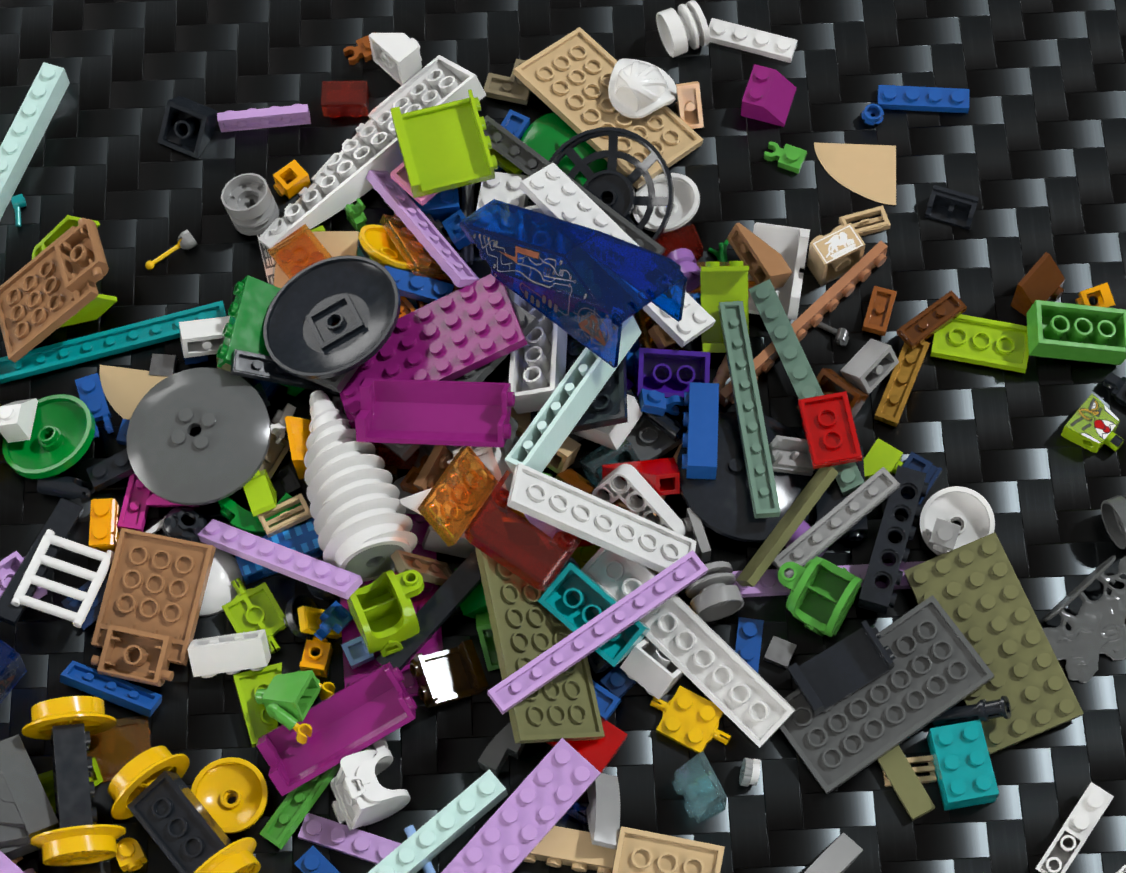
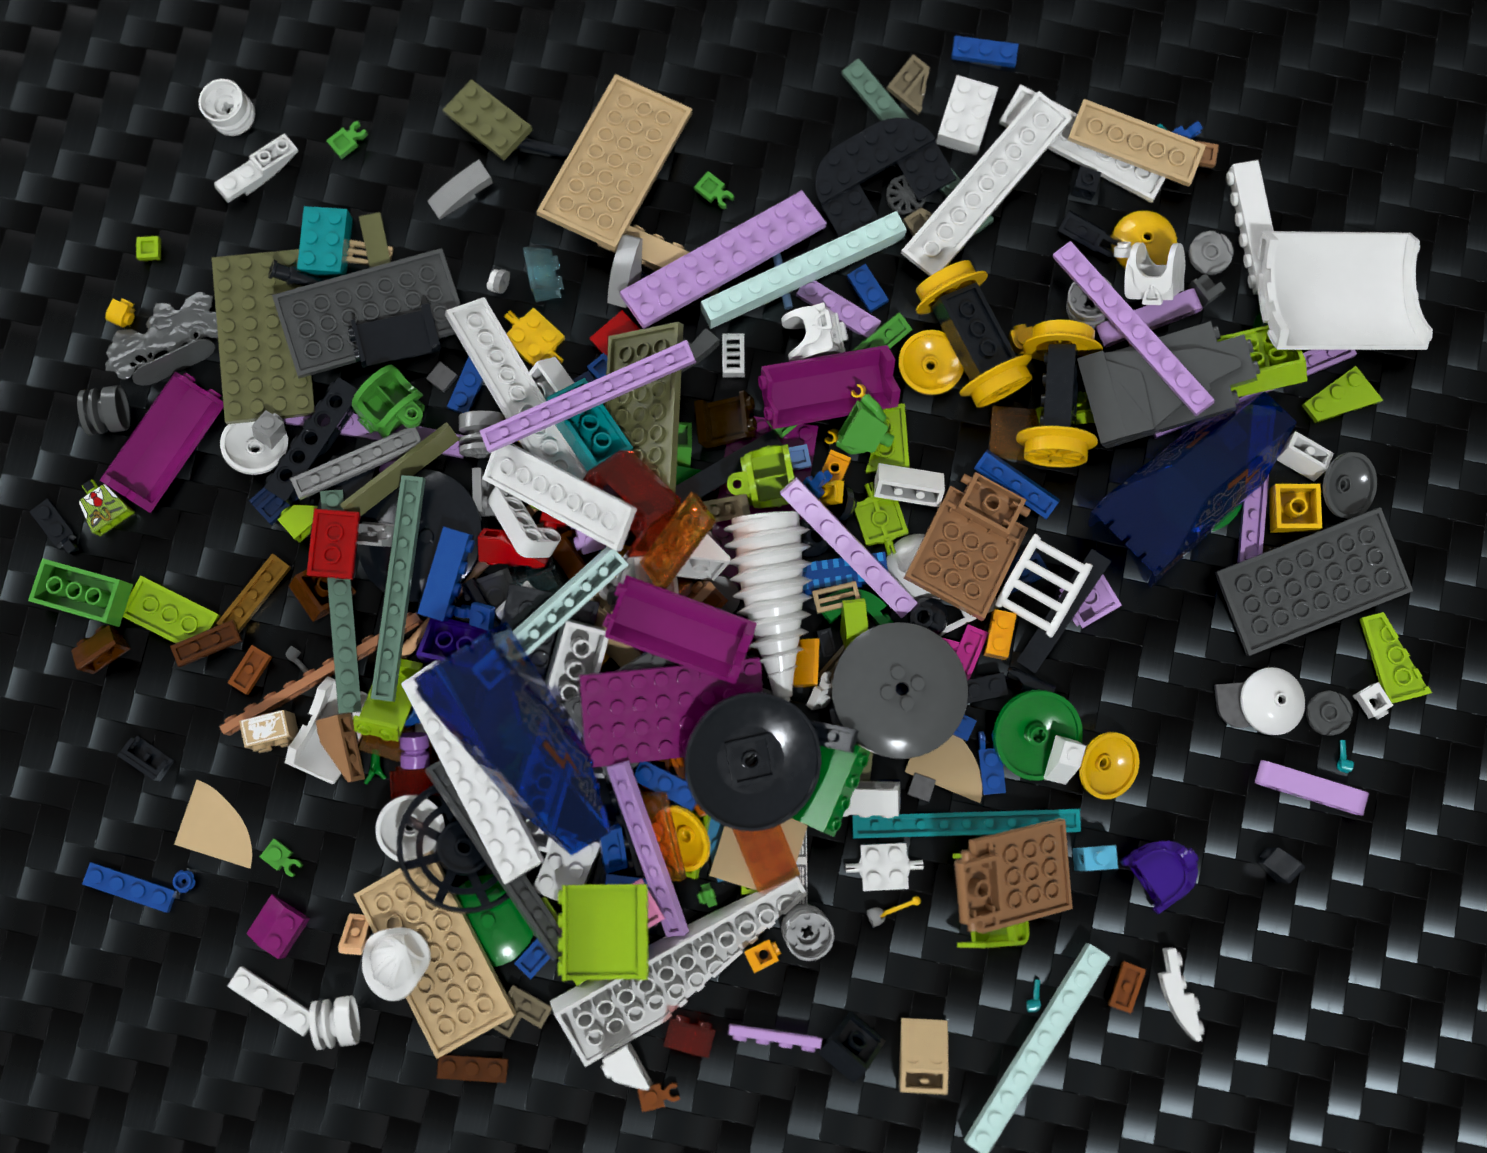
camera: 165 degrees left, 15 degrees up
(117, 131) = (923, 1056): none -> tan slope
(187, 286) = (884, 866): none -> white plate
(455, 734) = (733, 371): none -> white slope
(542, 30) = (473, 1068): none -> reddish brown plate
(869, 225) = (251, 766): tan tile -> none
(870, 365) = (277, 613): light grey brick -> none
(1056, 506) = (163, 441): none -> magenta panel
(1101, 293) = (52, 627): light orange brick -> none

